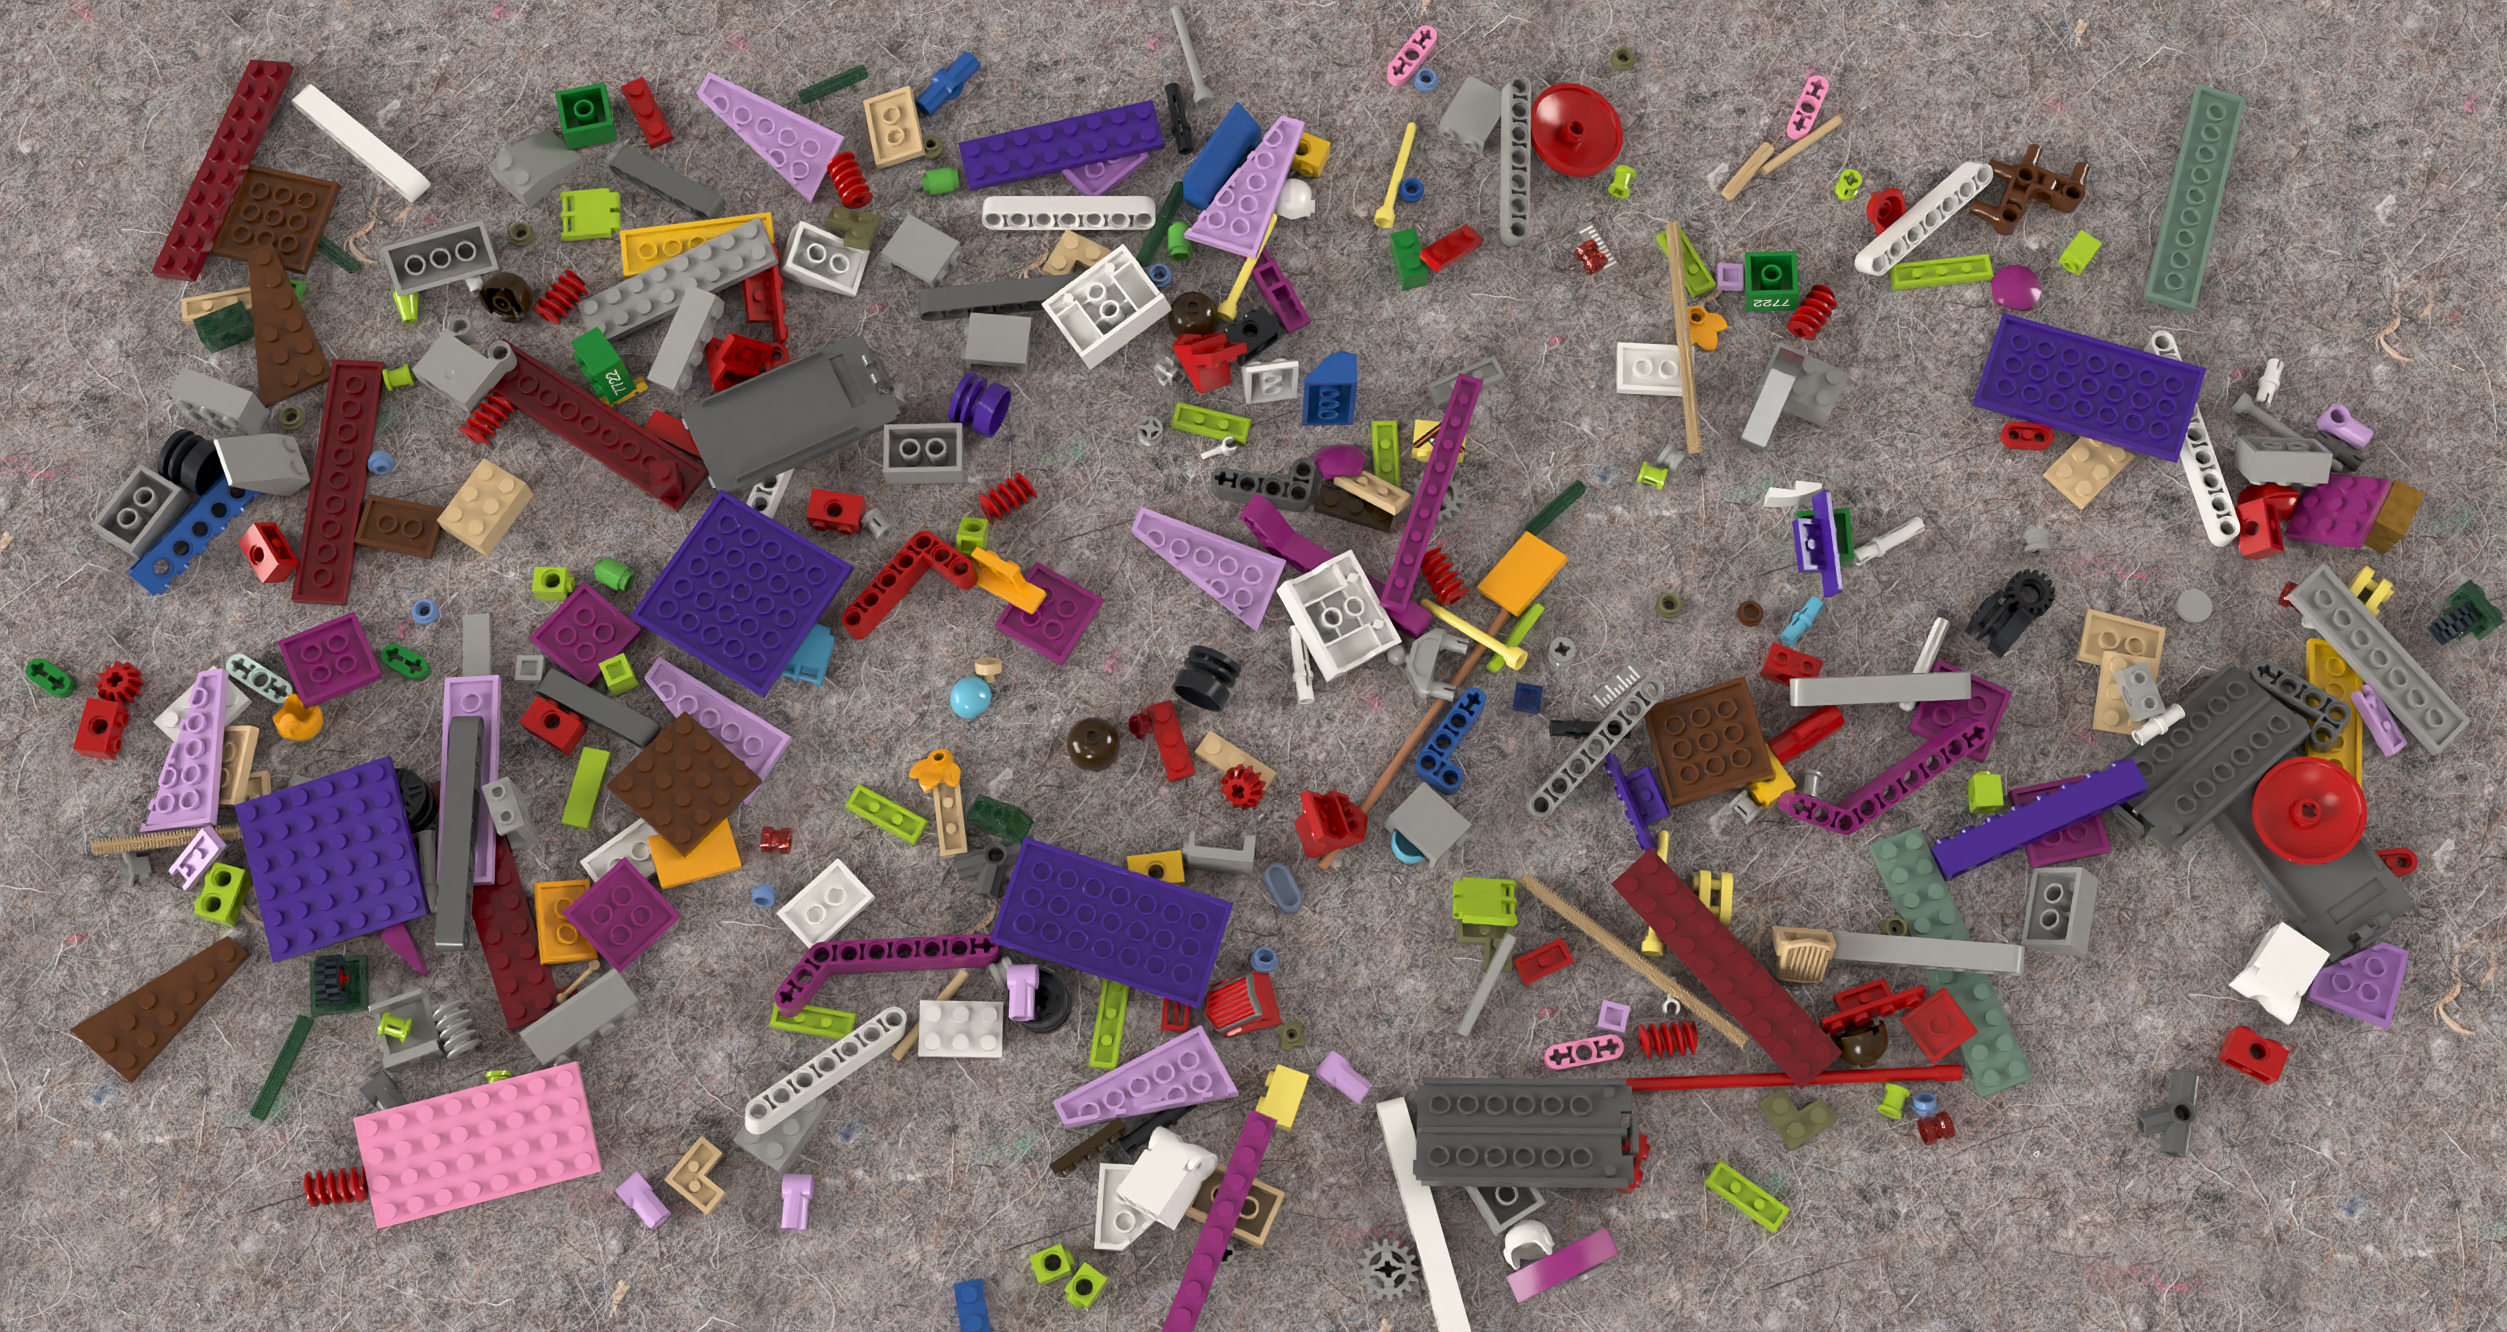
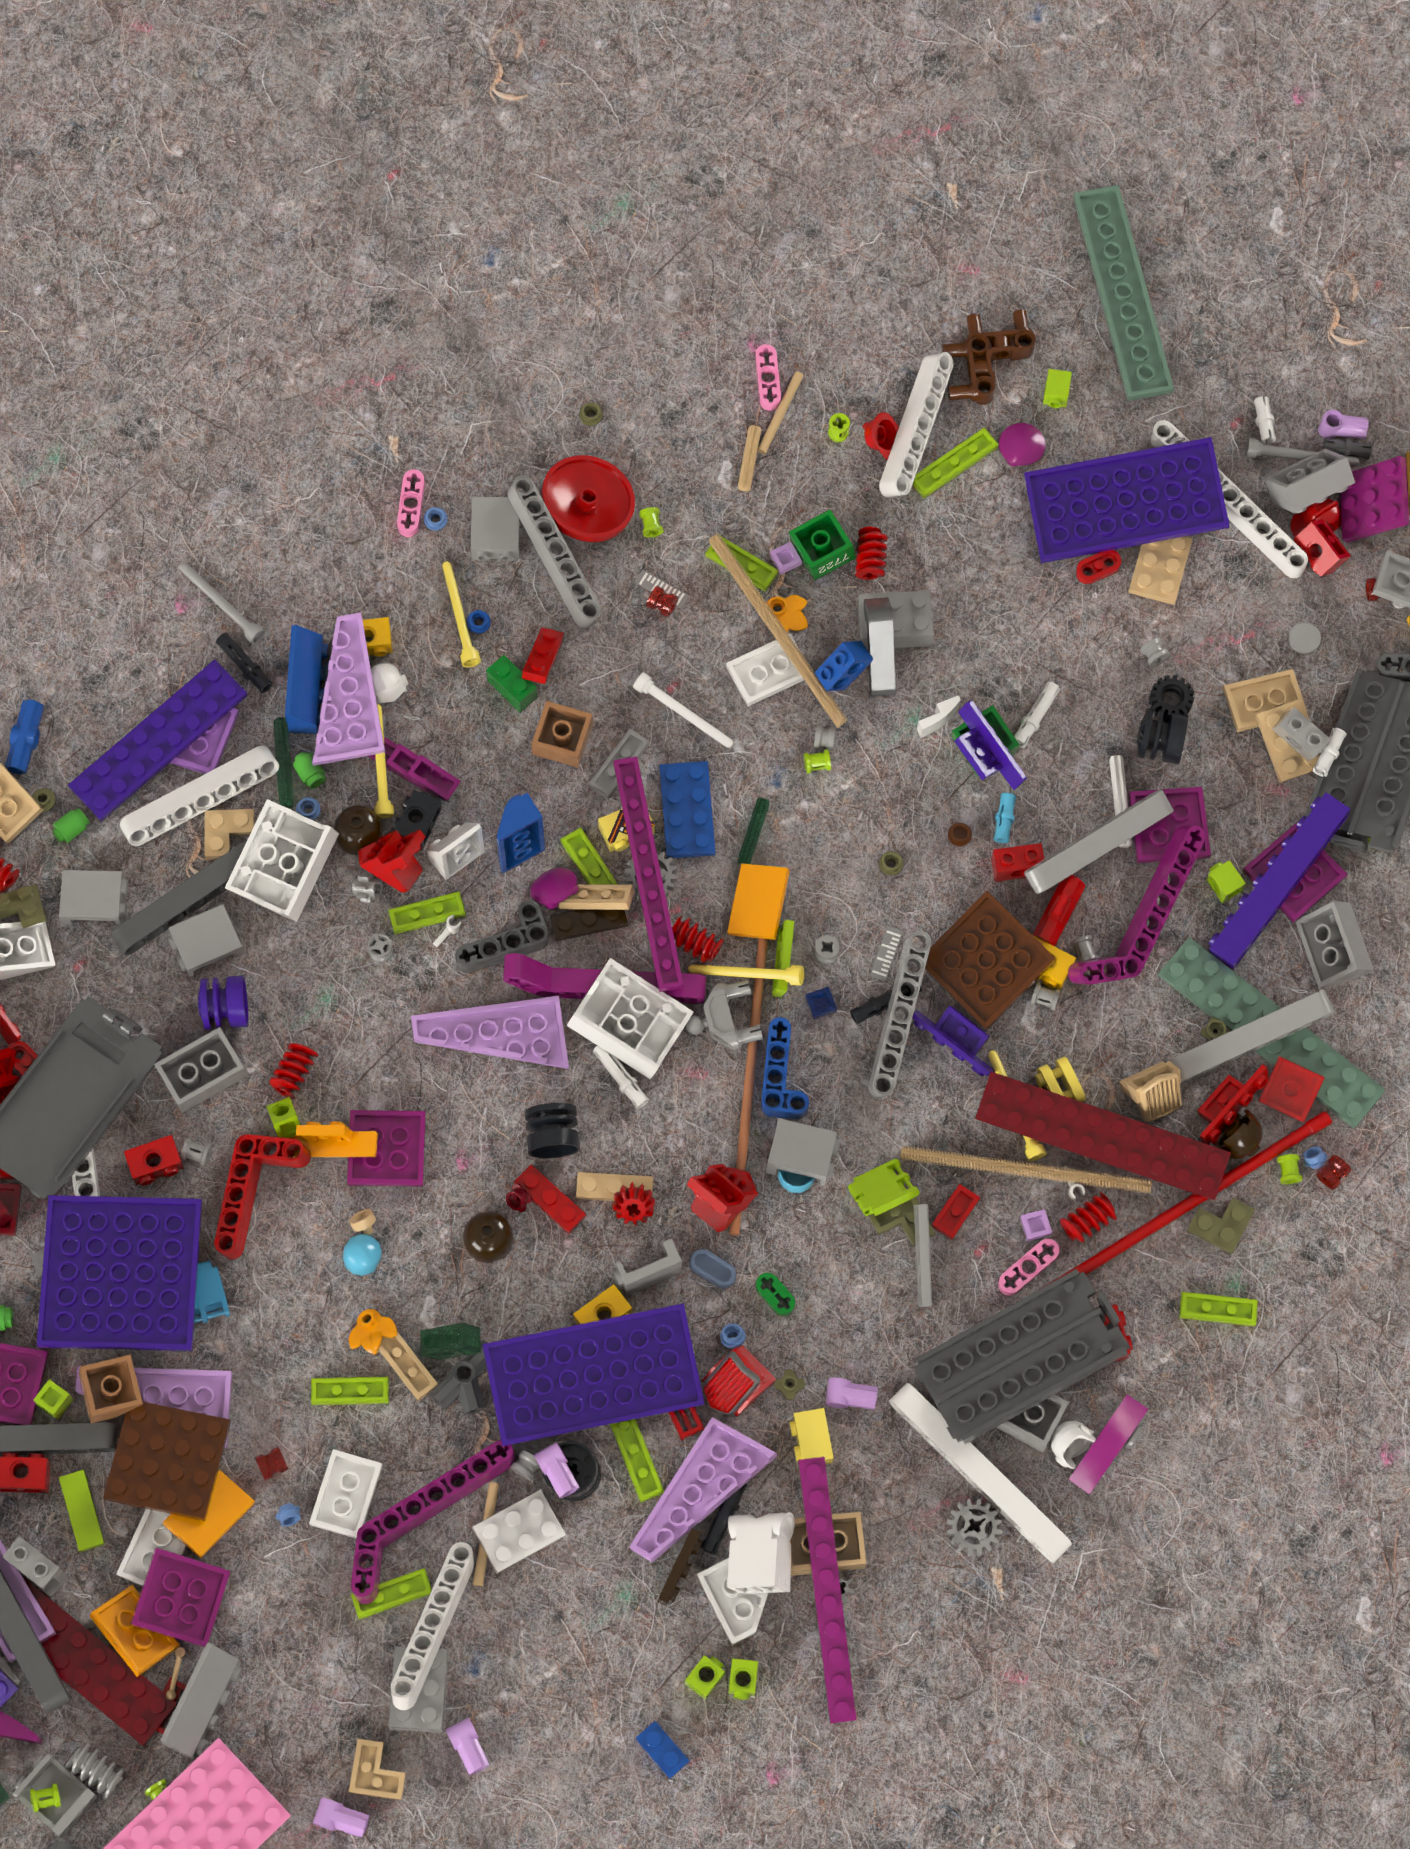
camera: 30 degrees left, 0 degrees up
(670, 690) = (110, 1388): none -> medium nougat slope
(1333, 943) = (770, 1298): none -> green beam
(1427, 327) = (562, 734): none -> medium nougat brick
(1505, 456) = (687, 809): none -> blue plate
(1531, 323) = (645, 684): none -> white piece
(1726, 399) = (844, 666): none -> blue brick

